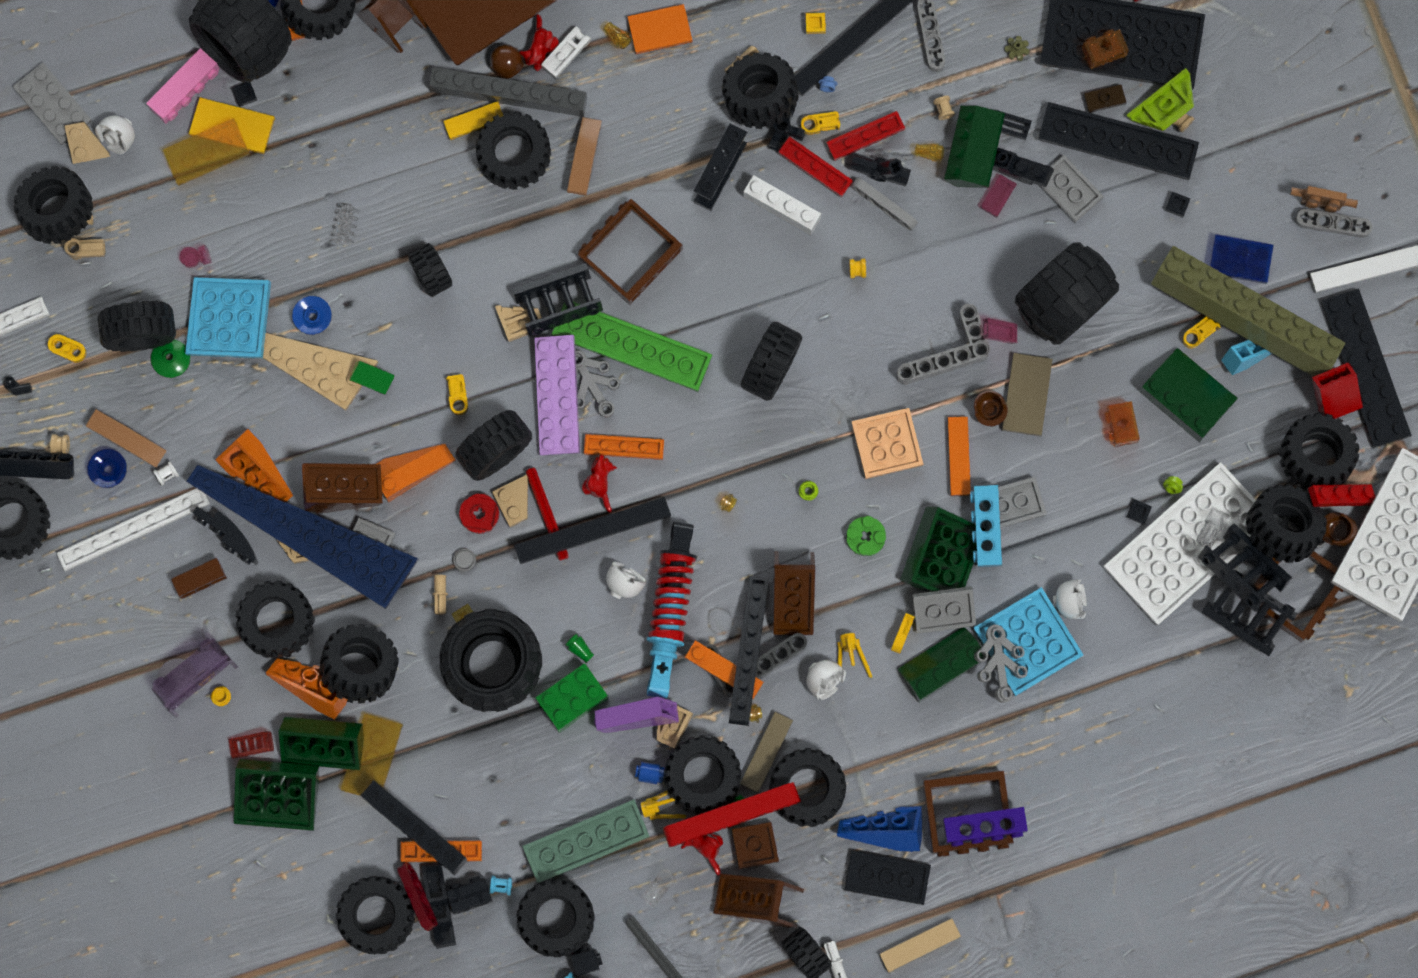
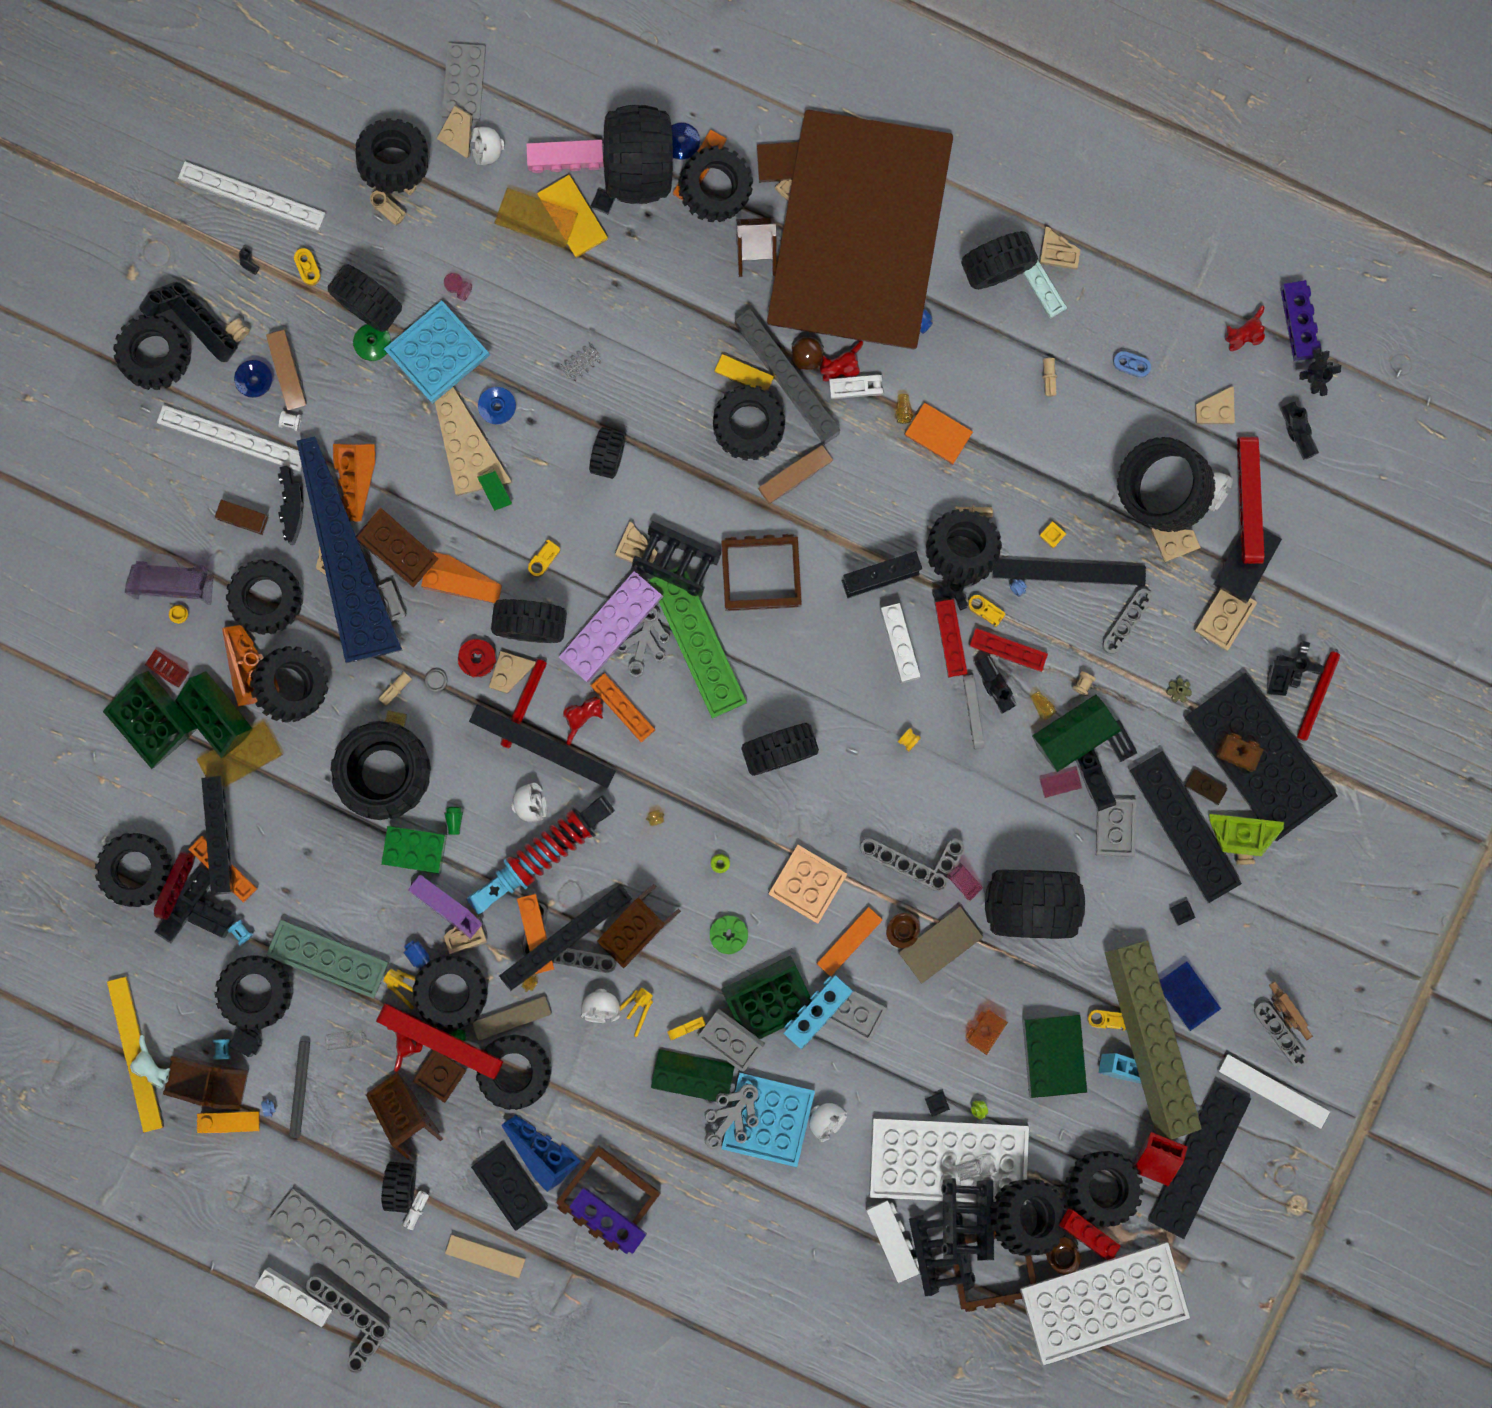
camera: 40 degrees right, 5 degrees up
(1205, 640) = (892, 1240): none -> white brick

